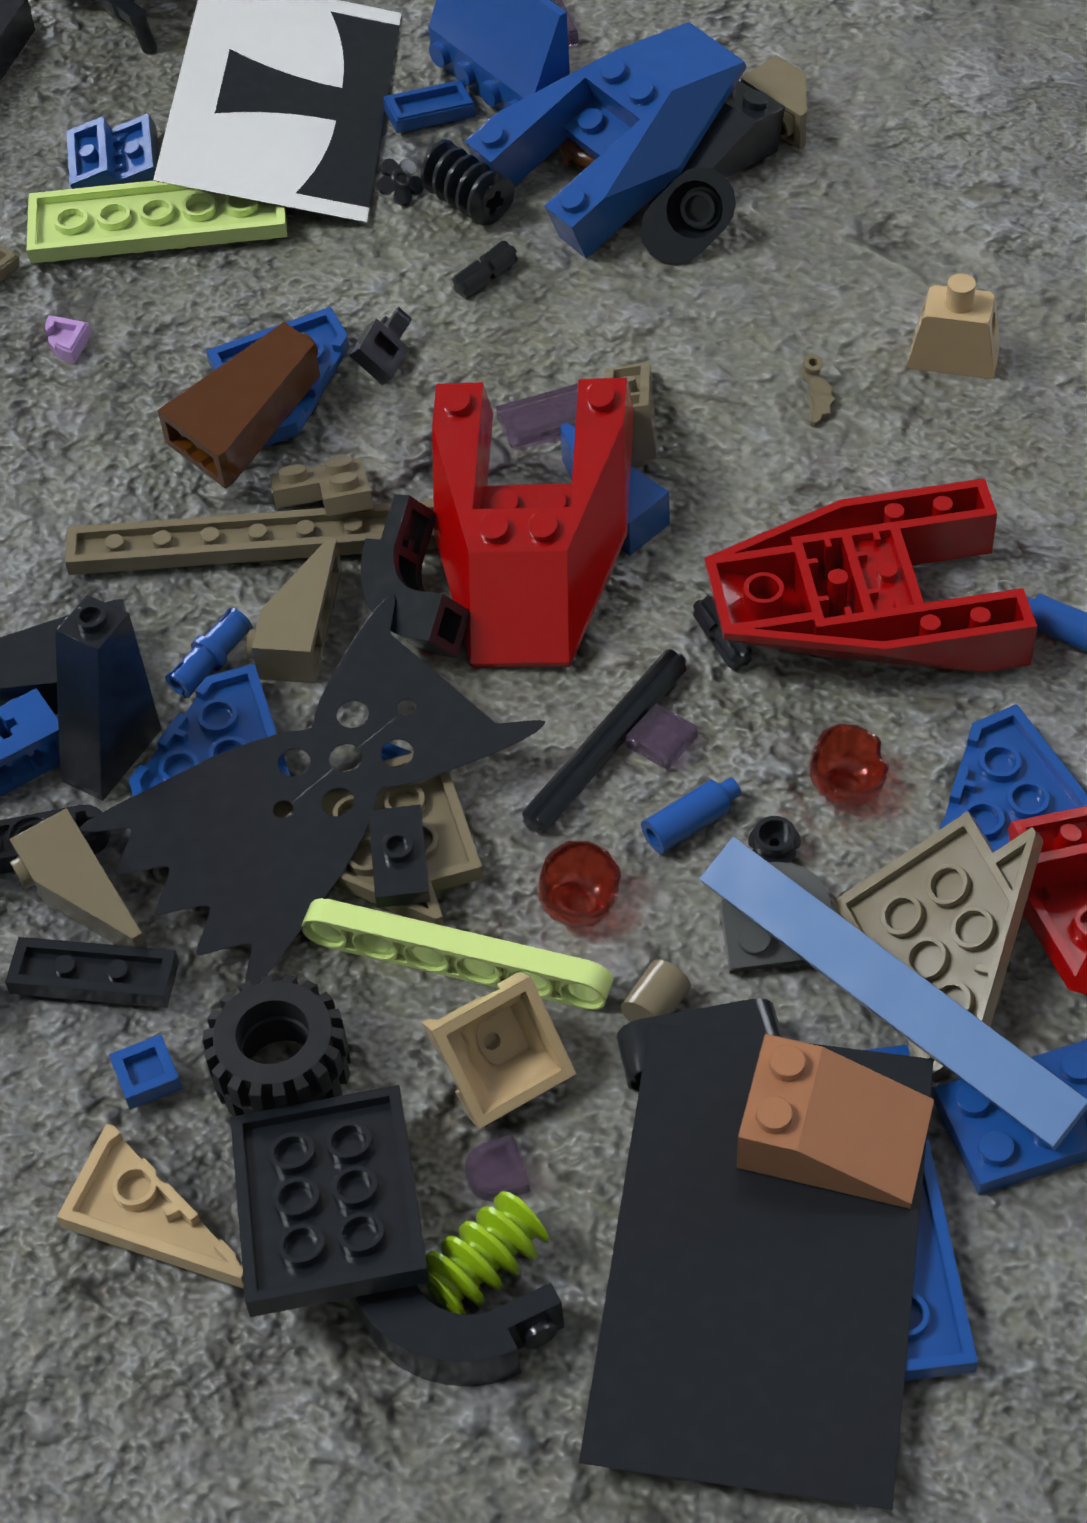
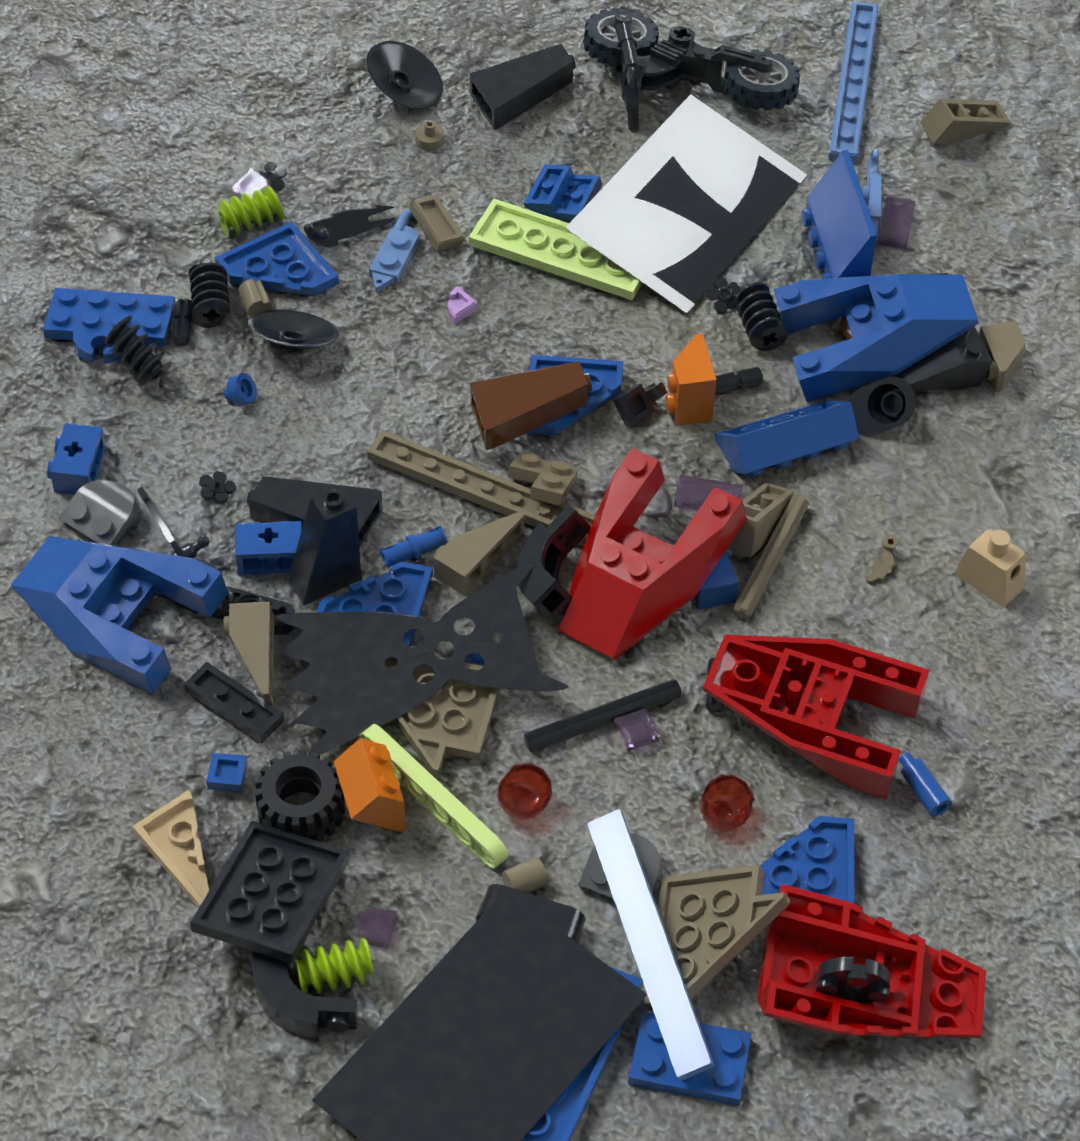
camera: 25 degrees right, 0 degrees up
(373, 977) = (371, 785): none -> orange slope
(398, 856) = (435, 722): black plate -> none
(429, 106) = (778, 251): blue tile -> none
(444, 290) = (692, 384): none -> orange slope
(501, 1050) = (413, 861): tan brick -> none
(599, 302) = (788, 436): none -> blue slope
(678, 450) = (771, 557): none -> dark tan axle
(689, 814) = (619, 784): blue cylinder -> none
(775, 830) = (659, 818): black plate -> none
(832, 1124) = (561, 997): nougat slope -> none

